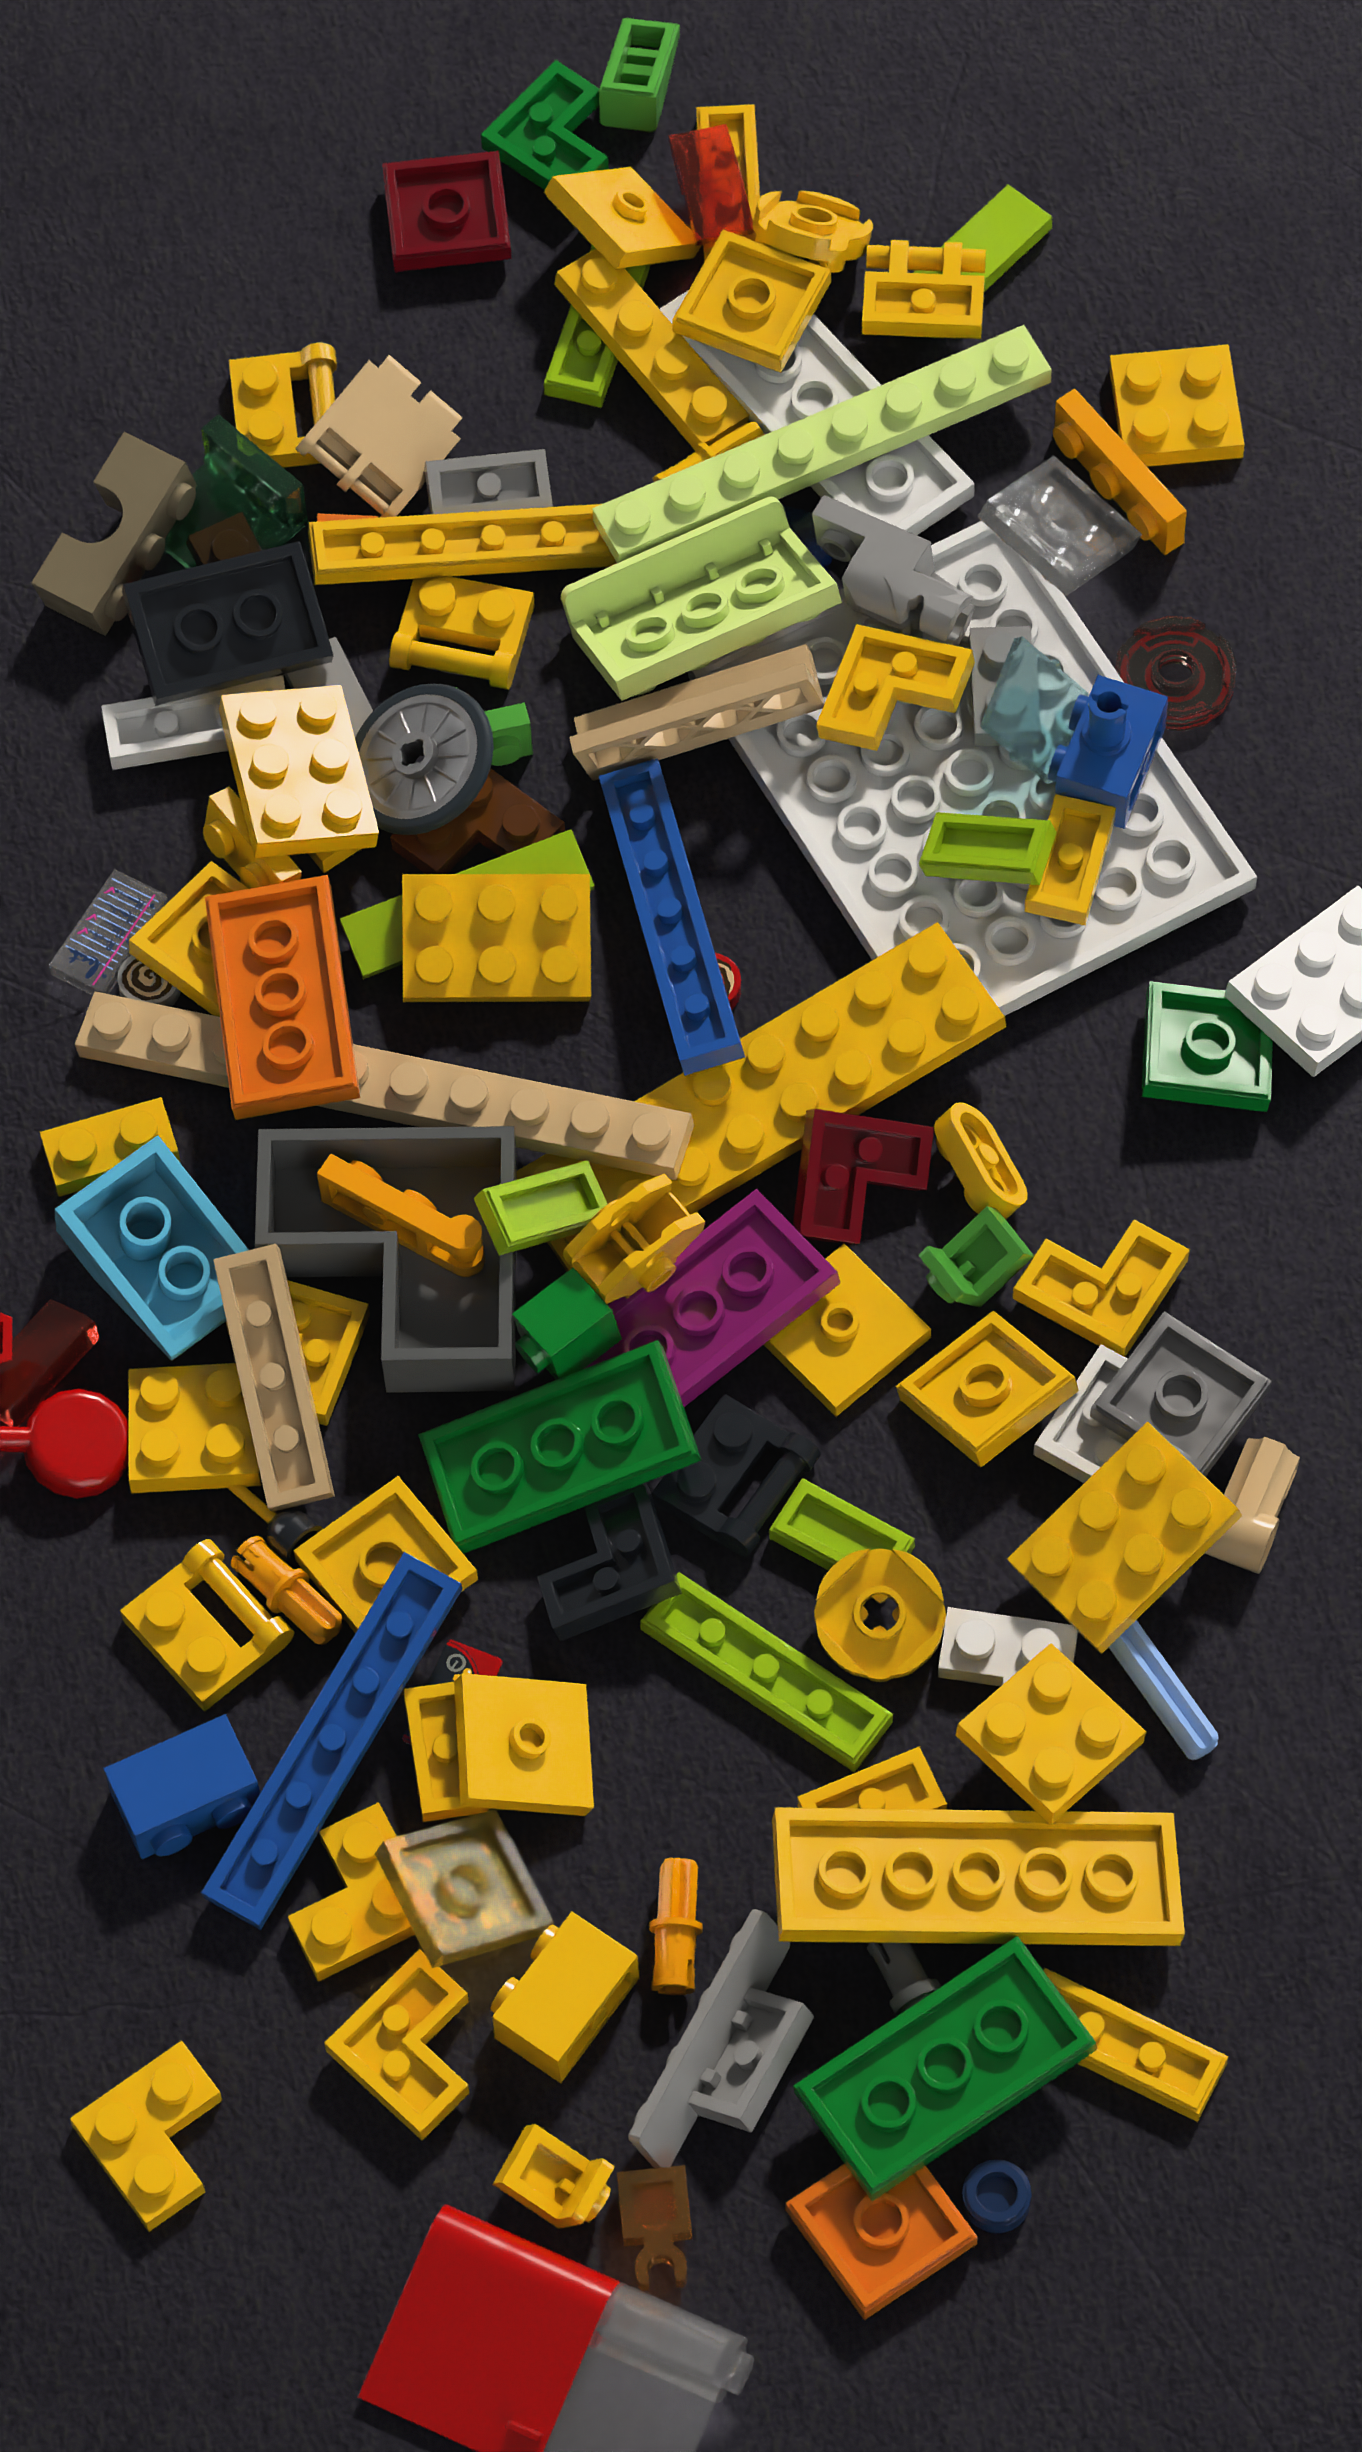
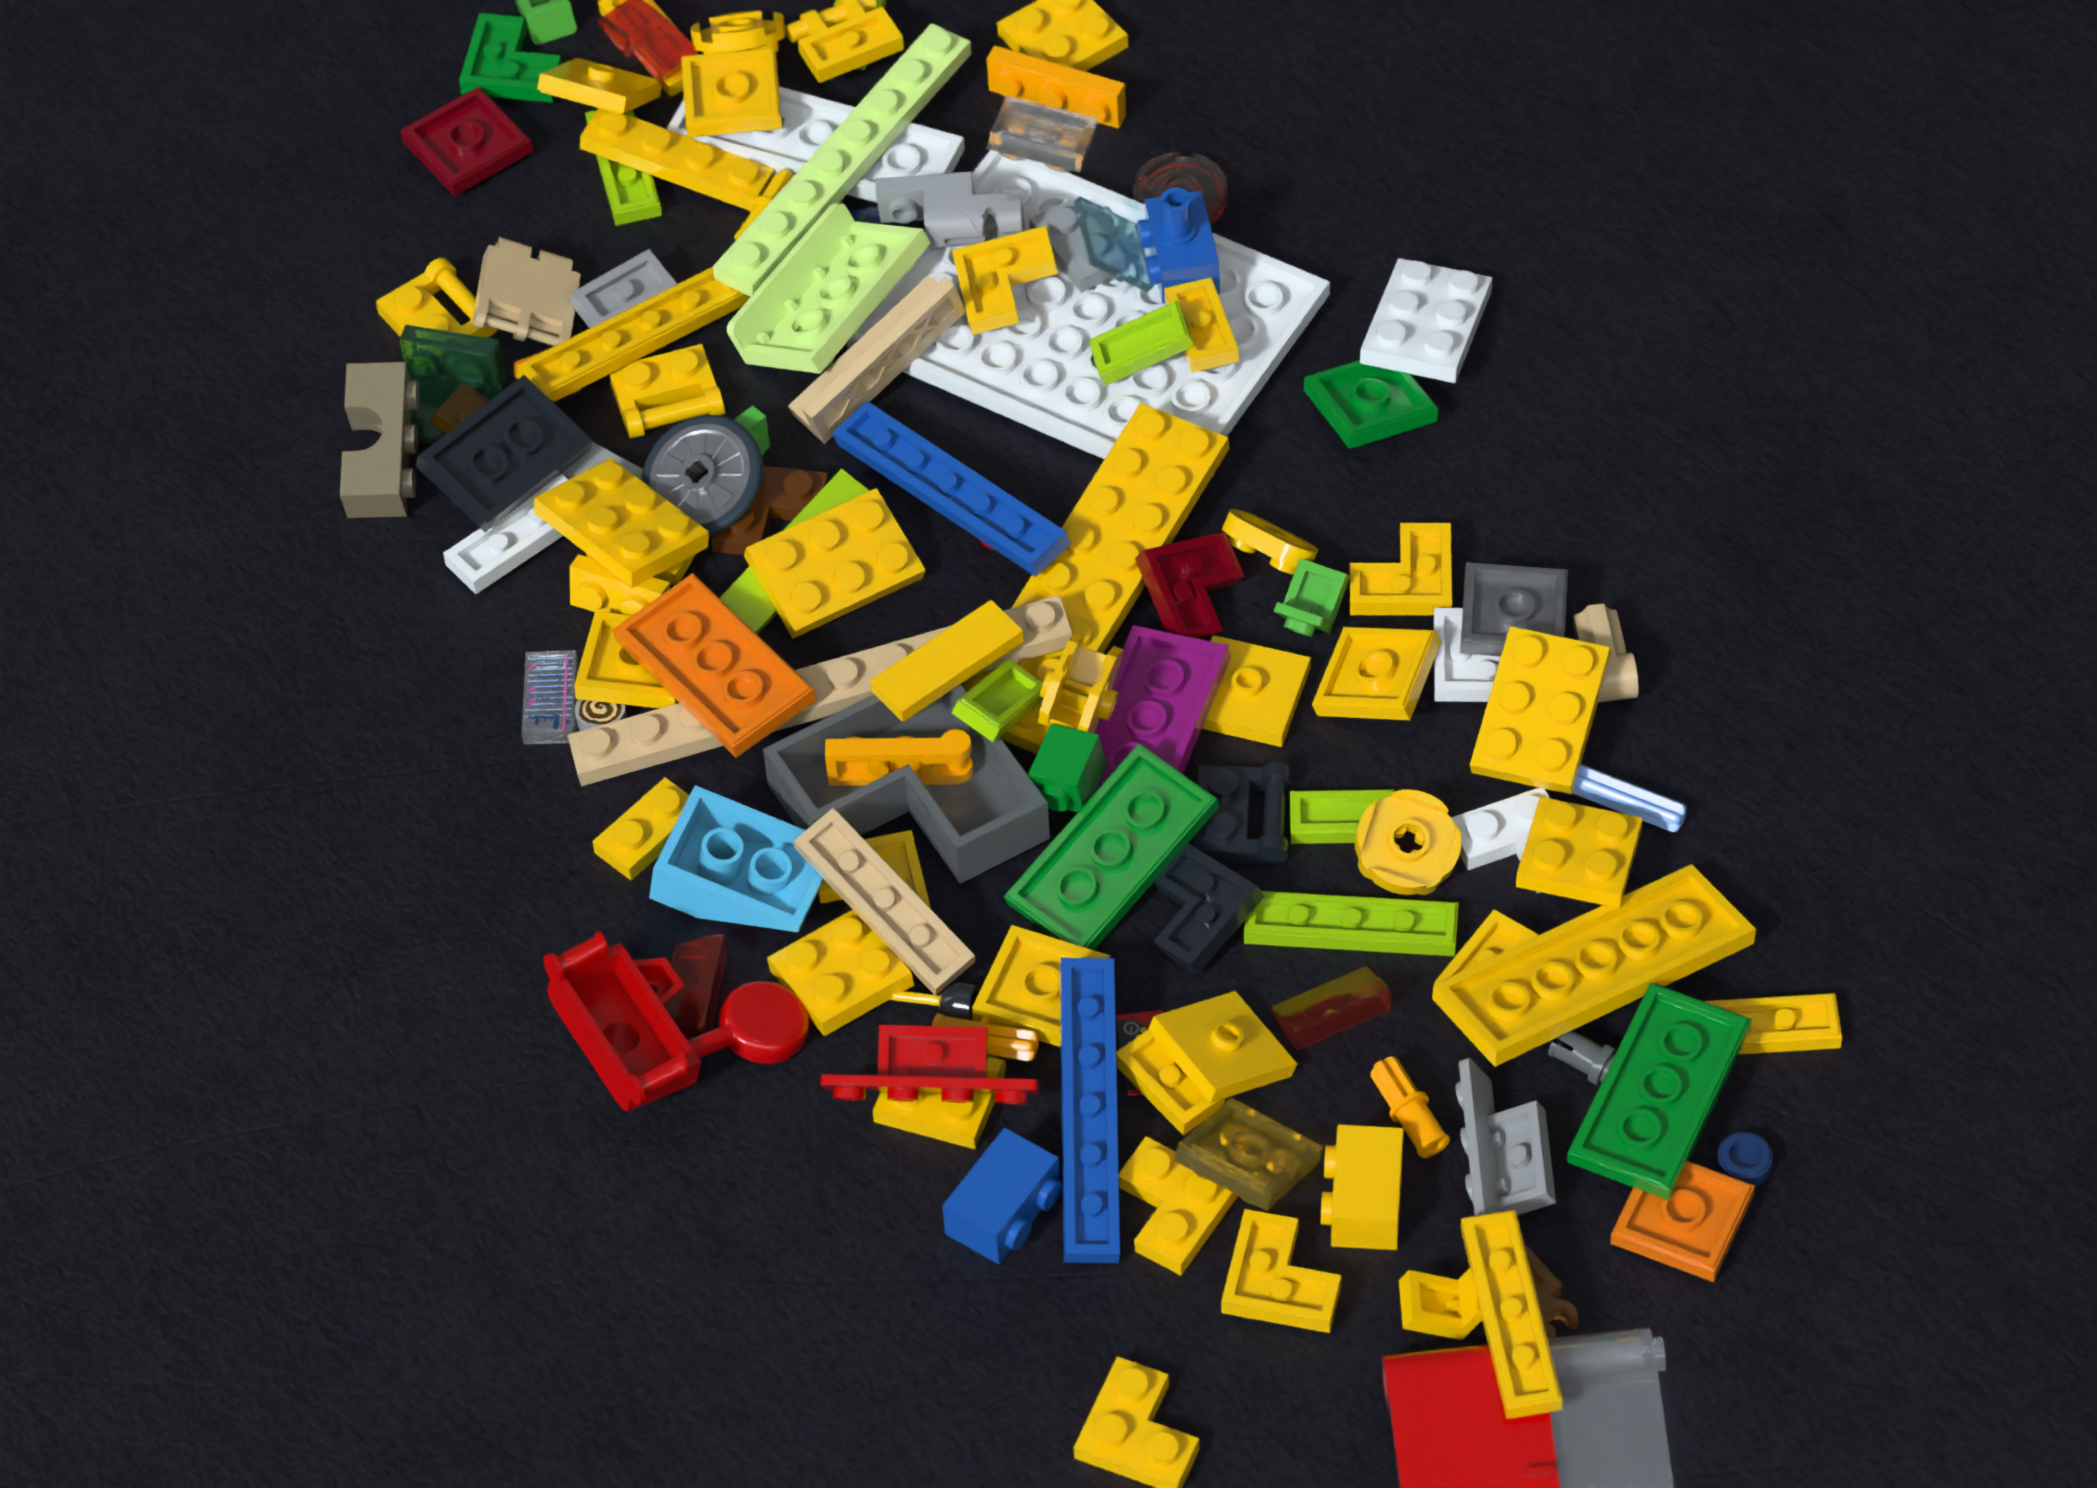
camera: 30 degrees left, 10 degrees down
(198, 1598) = (931, 1061): none -> red bracket
(512, 1131) = (946, 660): none -> yellow tile
(599, 2242) = (1511, 1314): none -> yellow tile
(678, 1759) = (1332, 1007): none -> clear red slope

